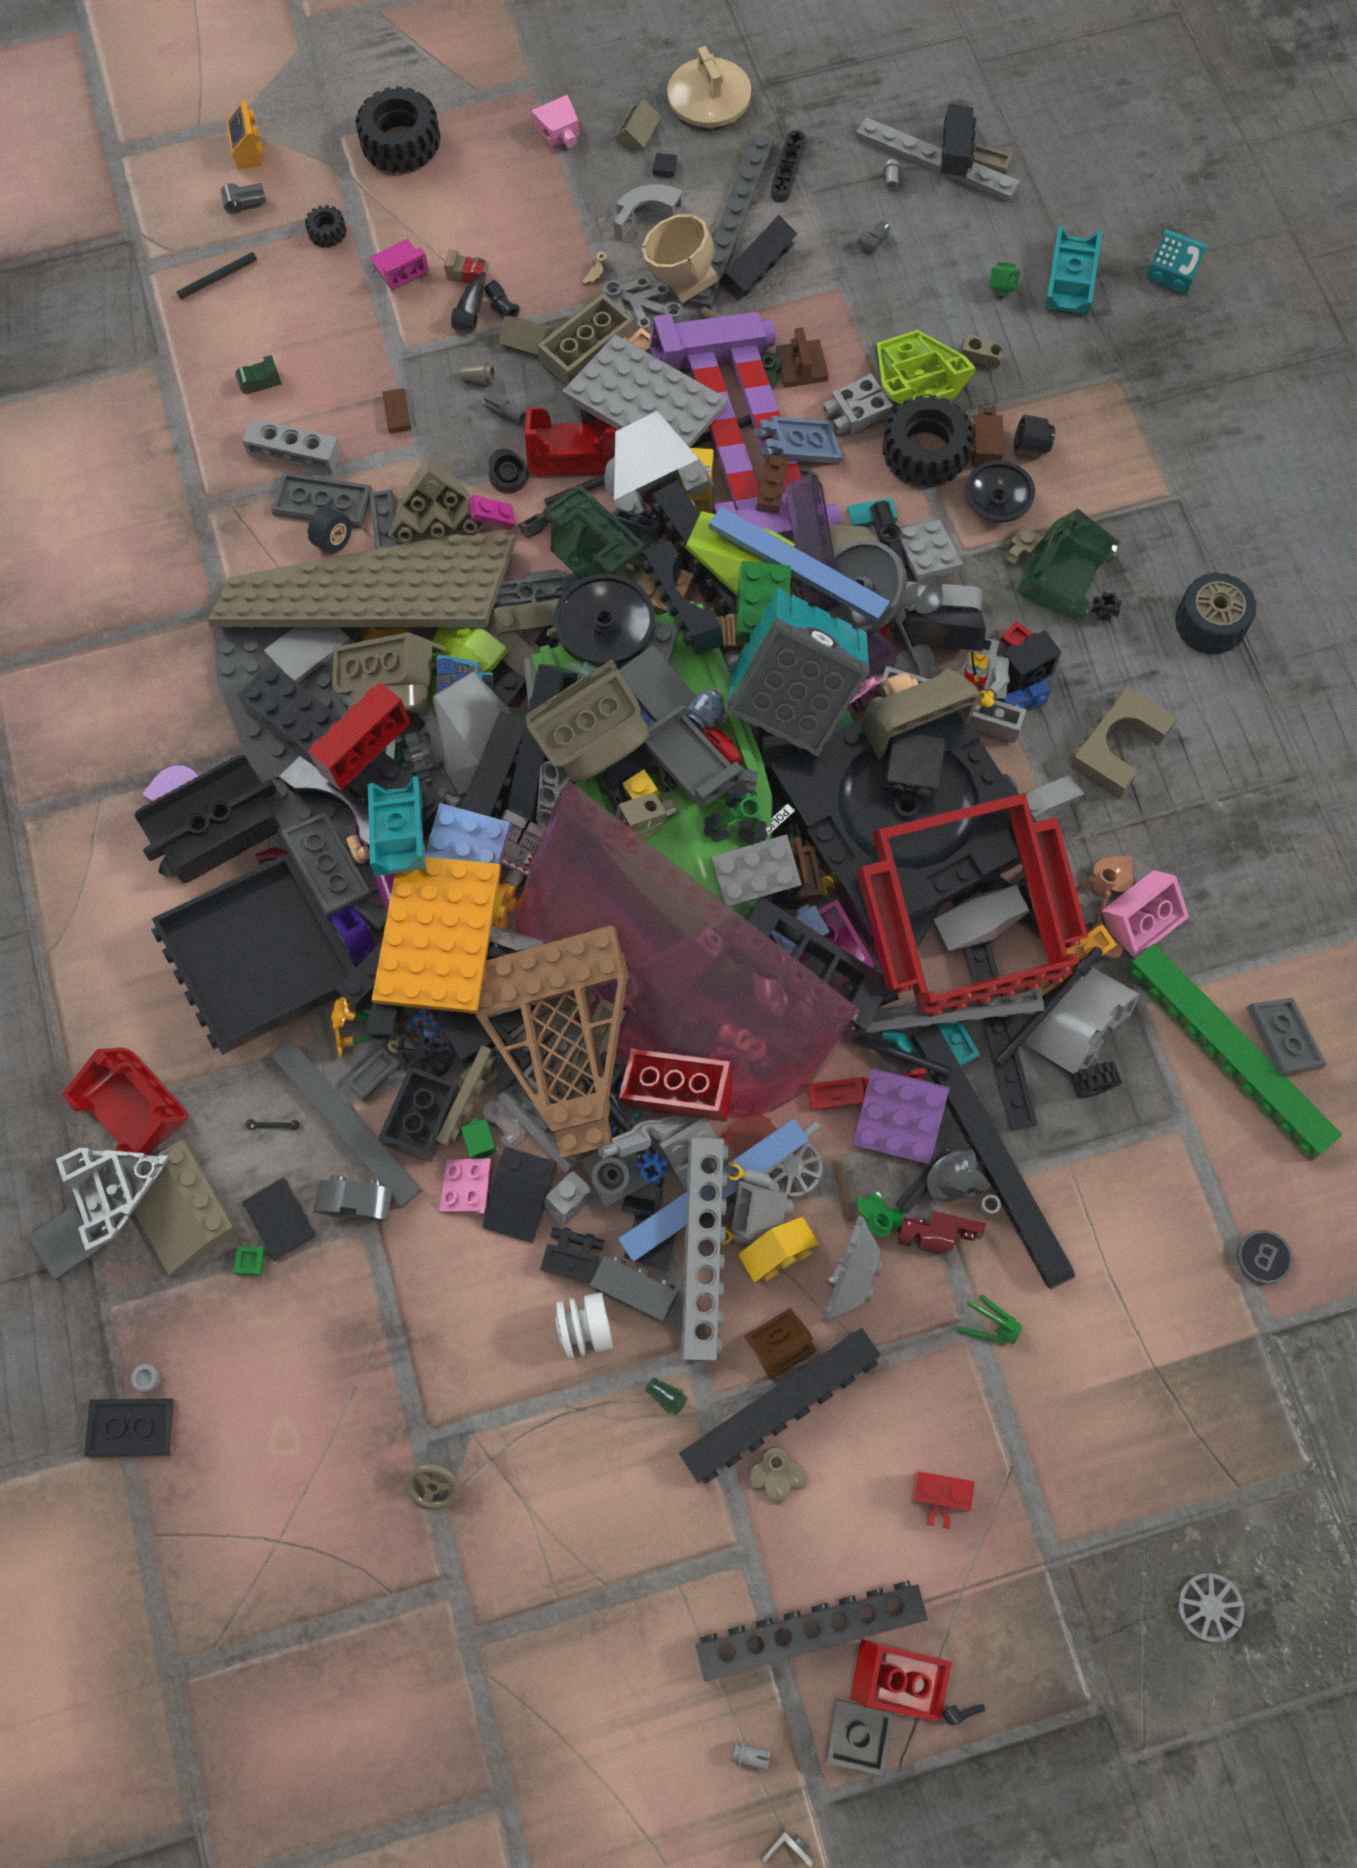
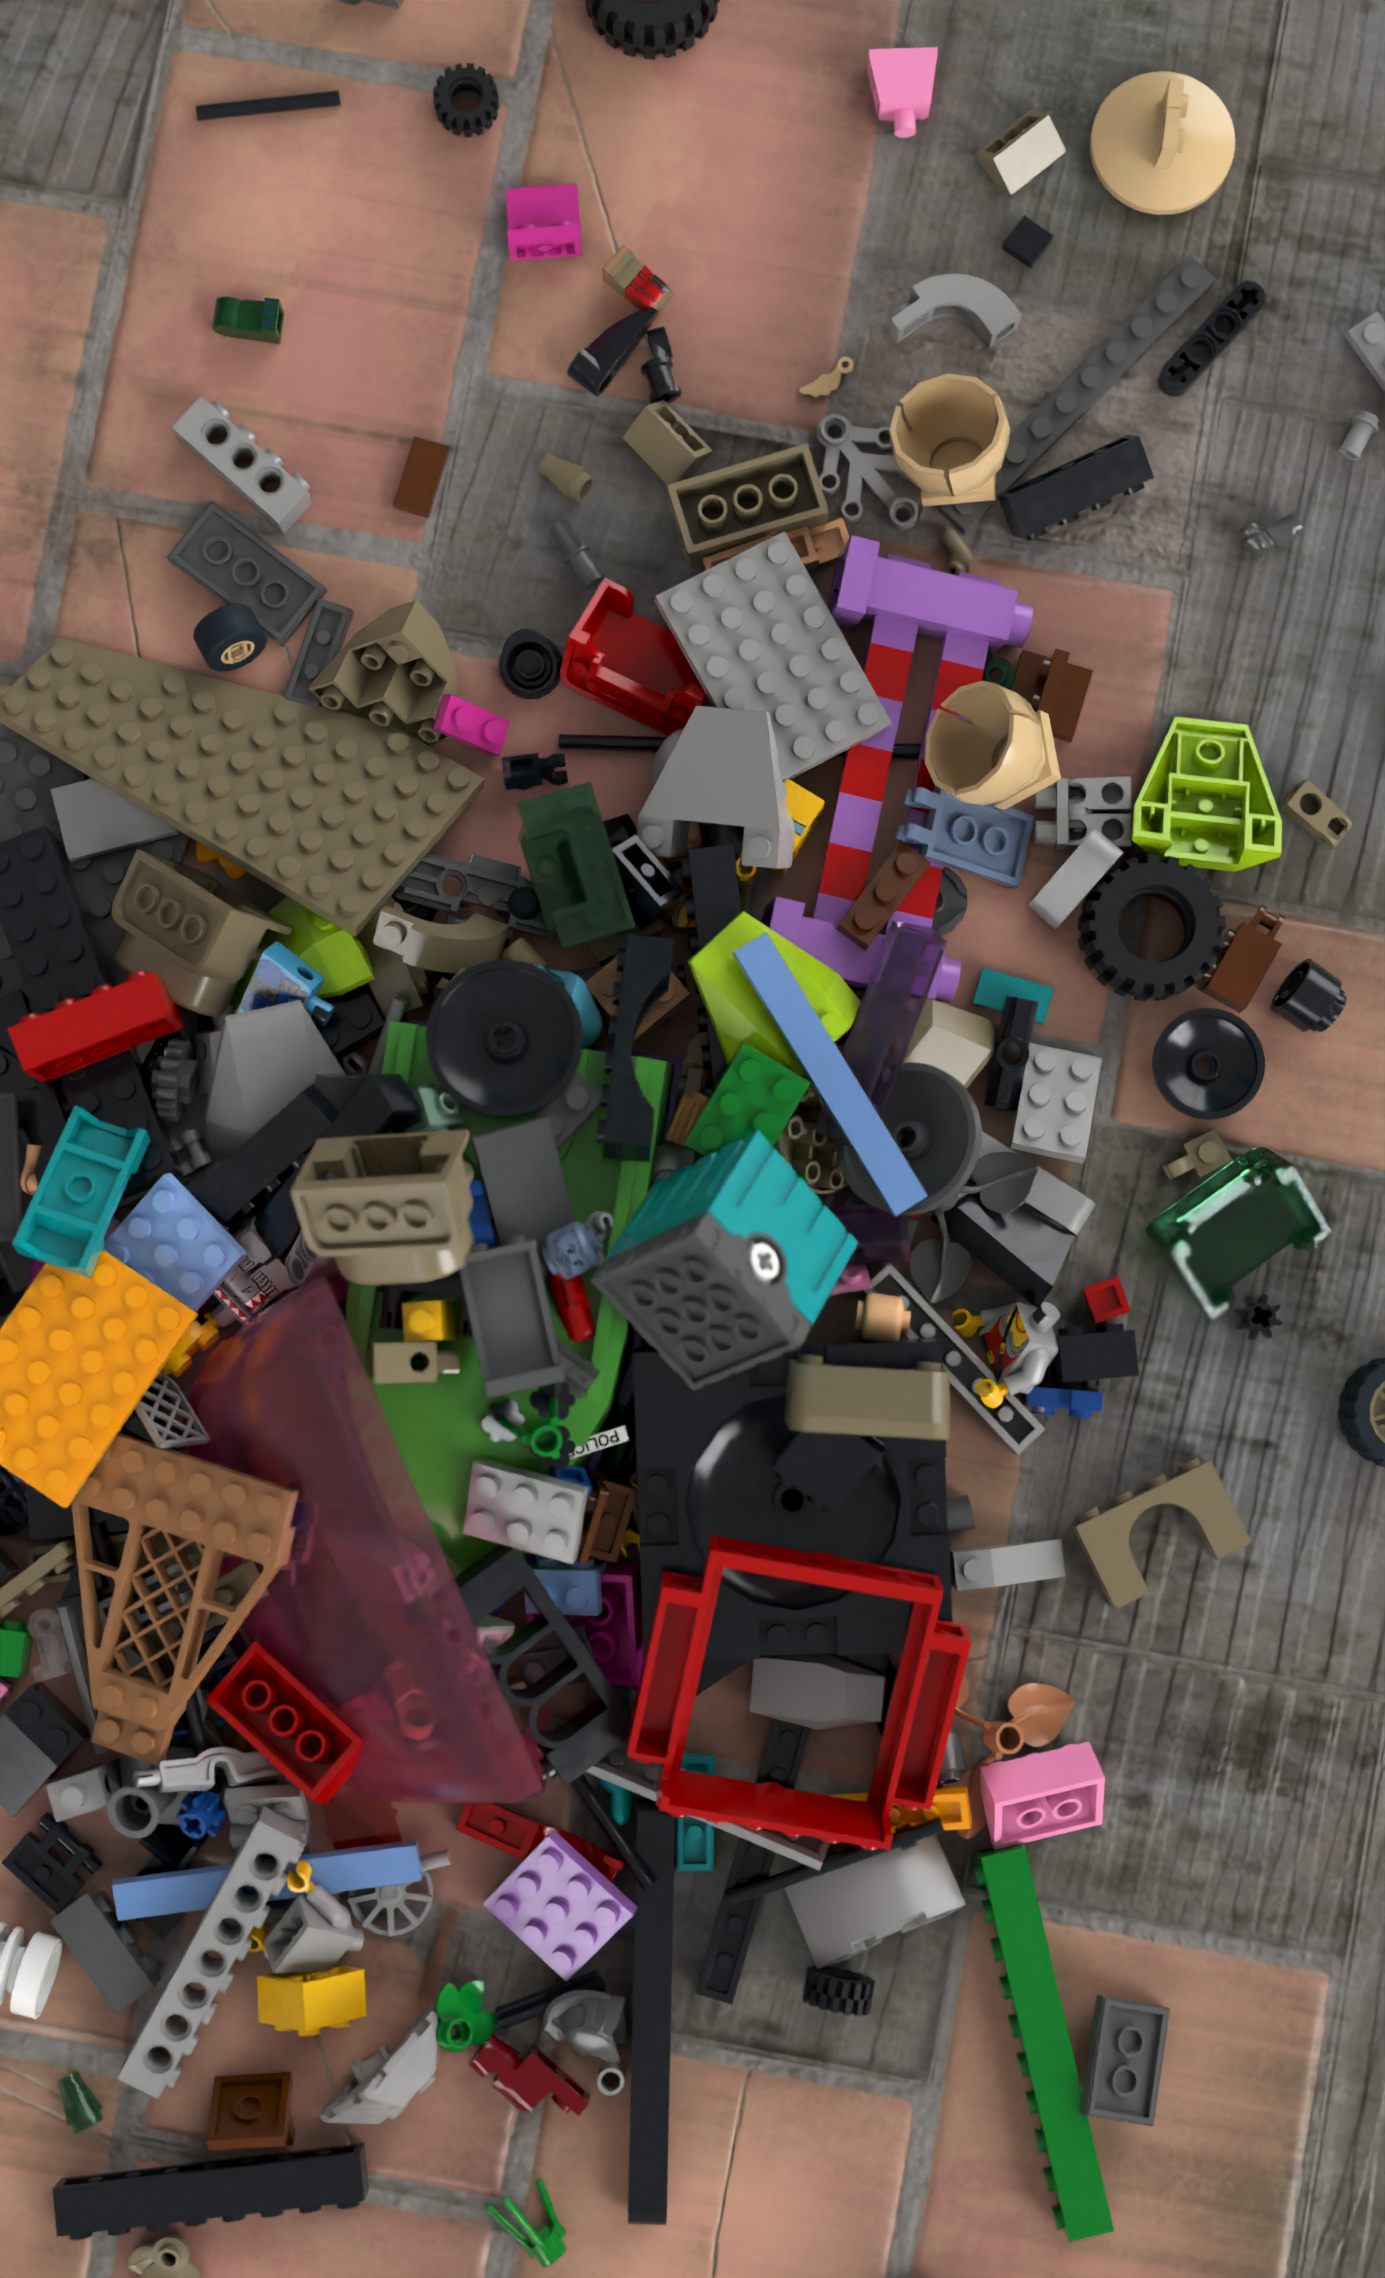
camera: 25 degrees right, 15 degrees up
(794, 381) = (997, 755): none -> tan plate
(871, 434) = (1075, 878): none -> light grey beam

